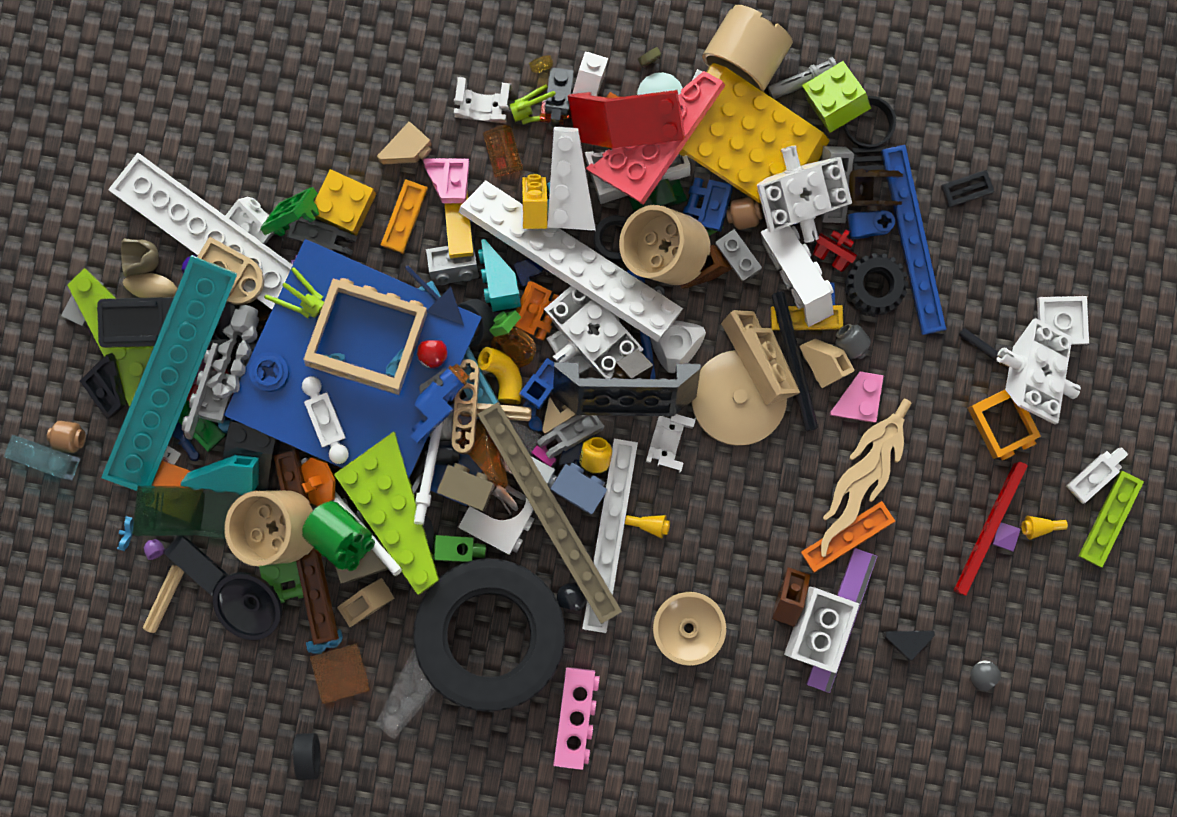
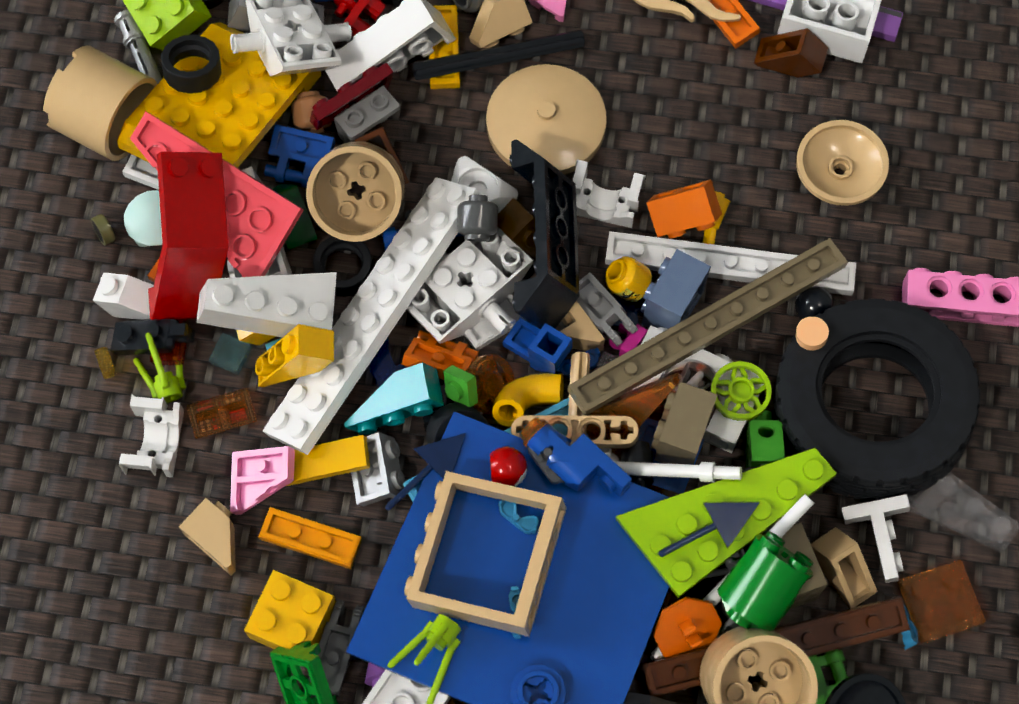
camera: 90 degrees left, 15 degrees down
(325, 420) = (603, 610): white plate -> none
(385, 510) = (726, 518): none -> dark blue piece
(391, 632) = (883, 530): none -> white bracket
(497, 533) = (741, 391): none -> lime wheel
(534, 587) = (812, 333): none -> light nougat tile
(544, 155) = (230, 353): none -> clear light blue tile
(634, 336) = (477, 218): none -> dark grey head
(650, 500) = (684, 209): none -> orange brick
(750, 241) = (327, 109): none -> dark red wing
(760, 356) = (497, 90): tan slope -> none
(790, 108) = (188, 47): none -> black tyre

